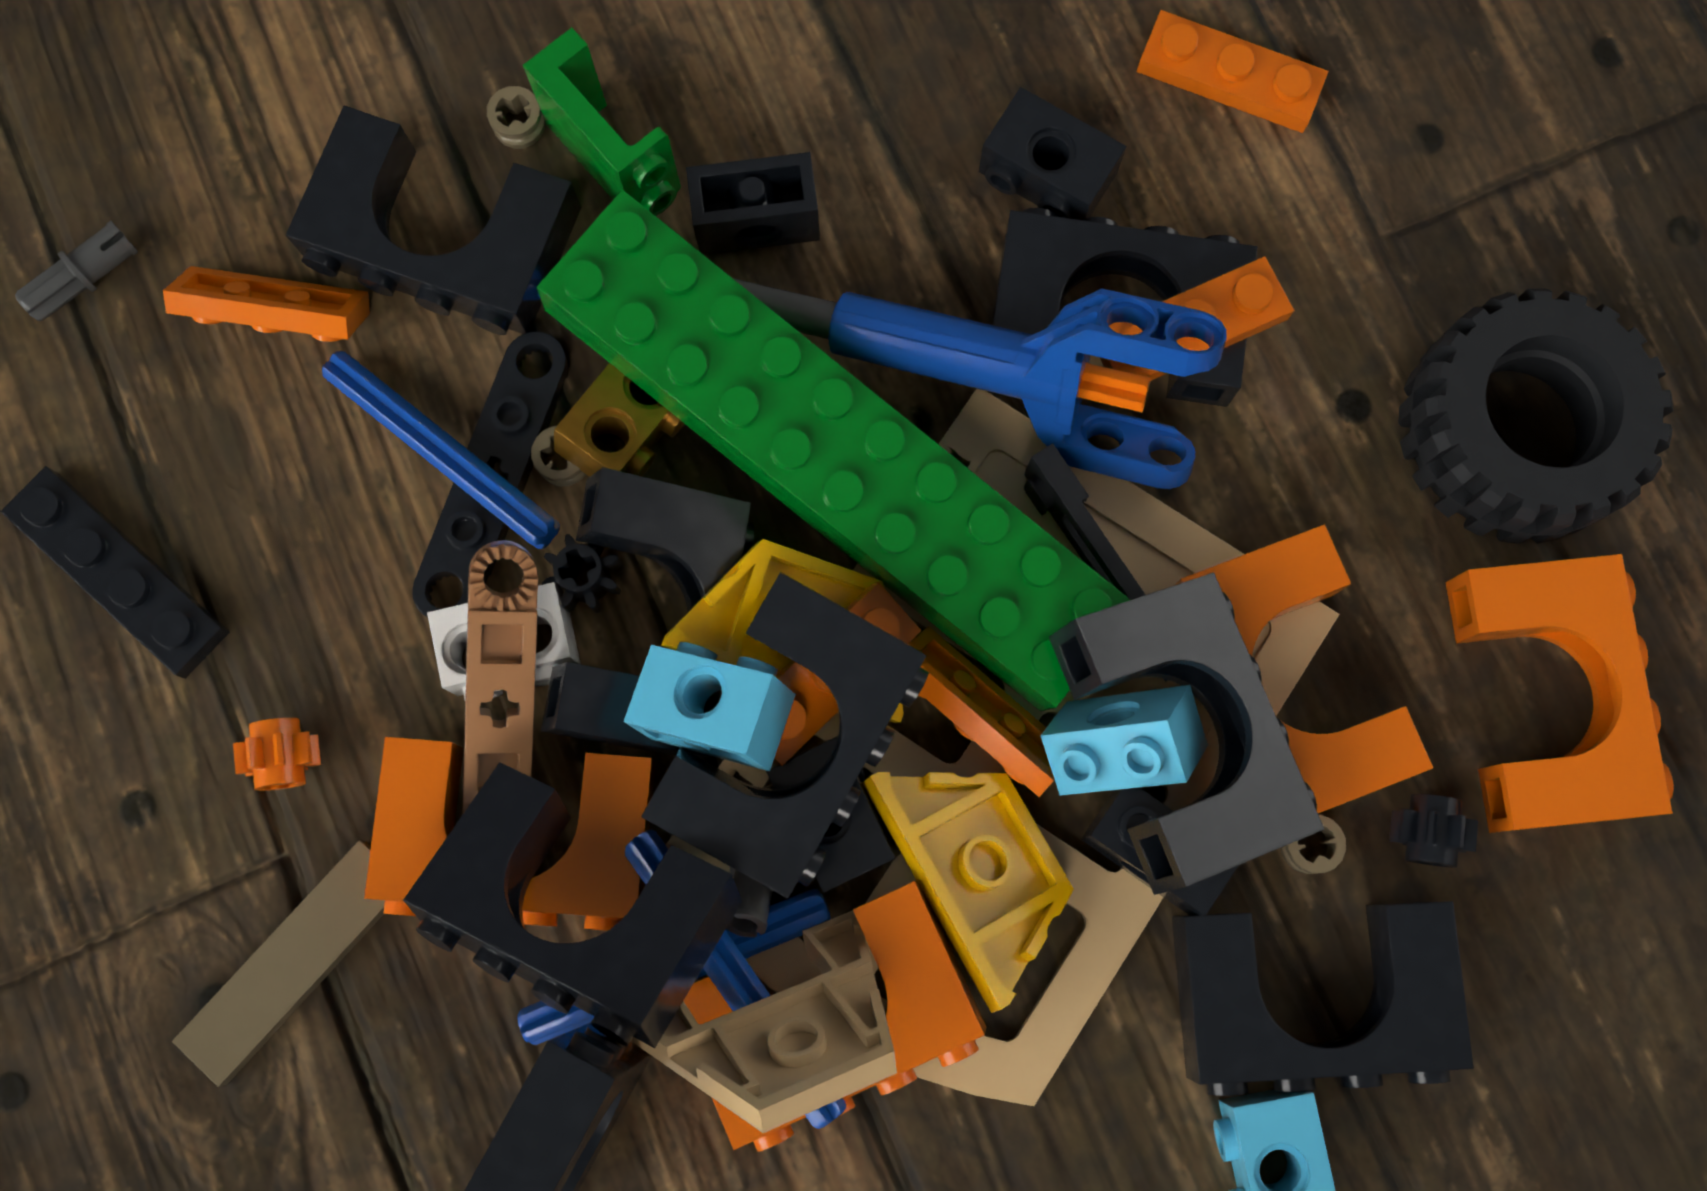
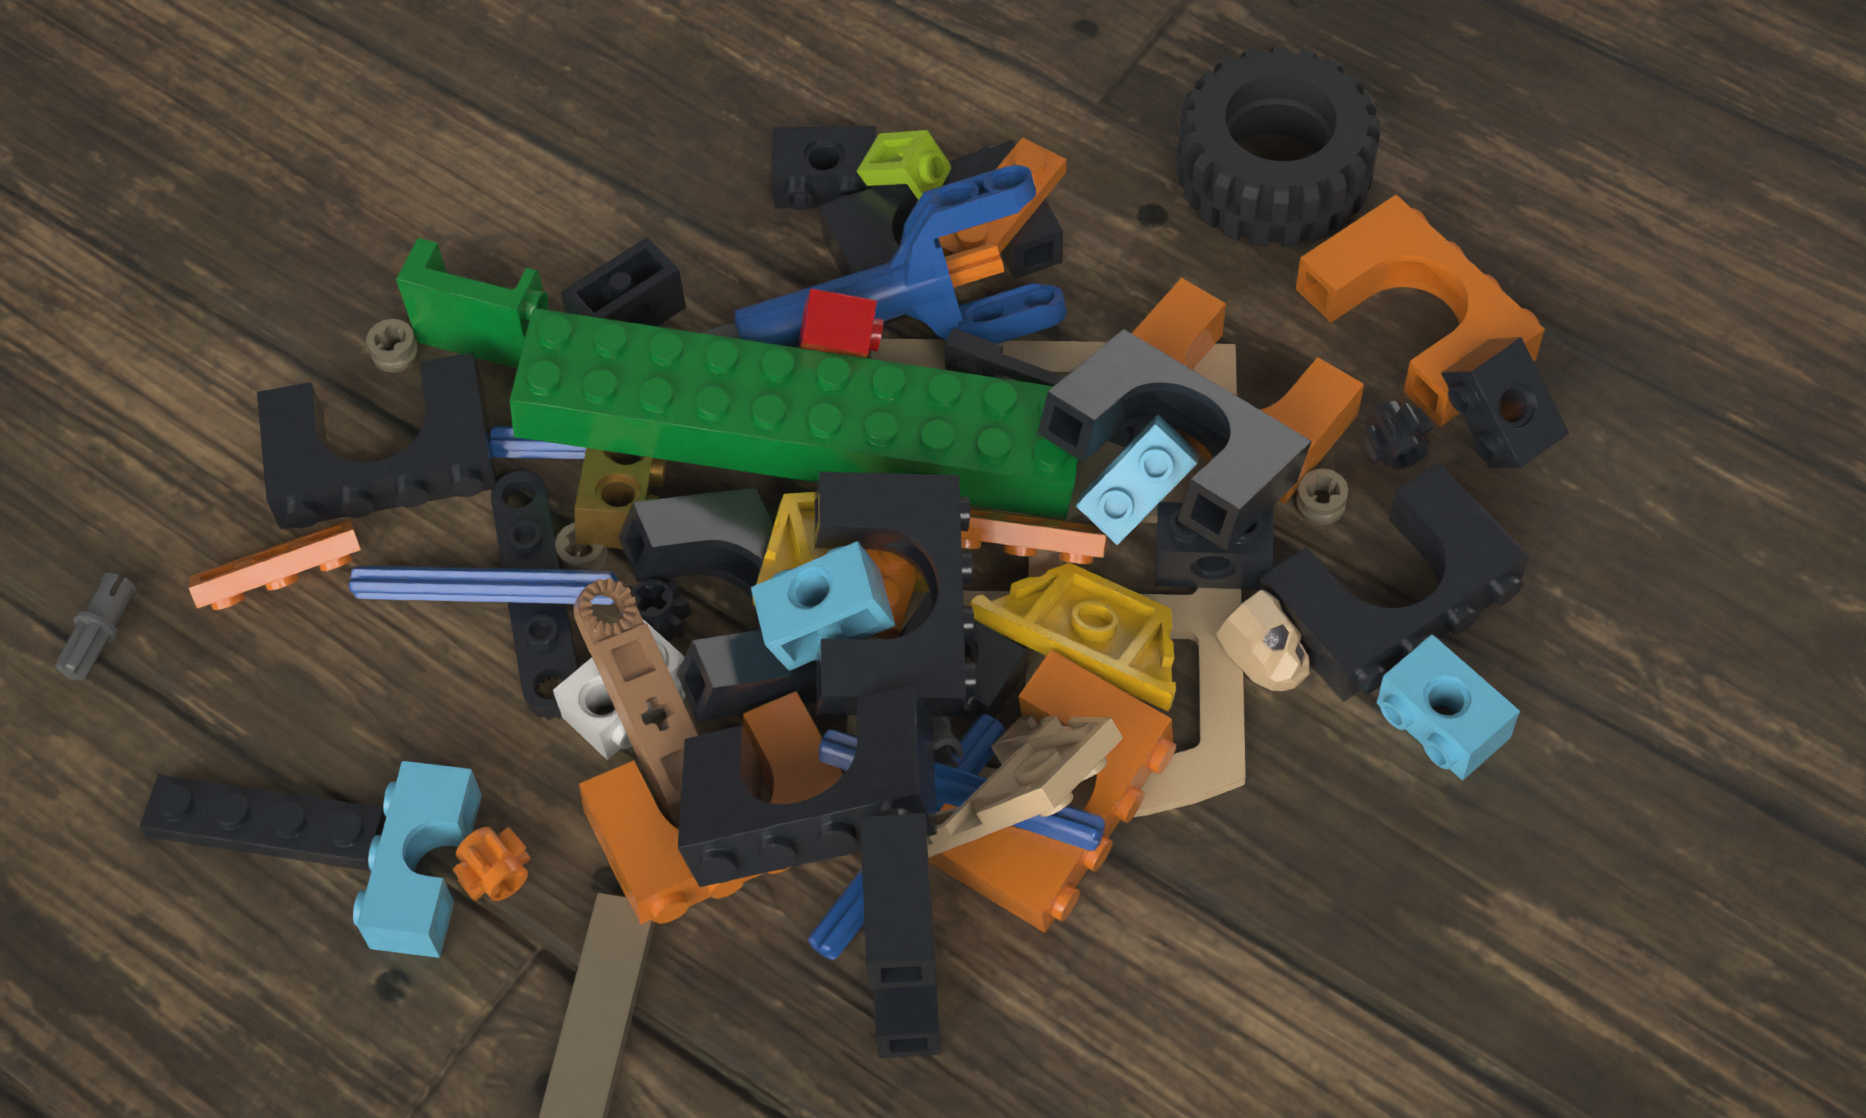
camera: 30 degrees left, 20 degrees down
(177, 740) = (422, 811): none -> medium azure arch
(924, 389) = (840, 324): none -> red brick
(1124, 216) = (905, 159): none -> lime bracket
(1145, 980) = (1265, 643): none -> tan rock
(1232, 71) = (917, 54): orange plate -> none
(1569, 875) = (1528, 416): none -> black brick

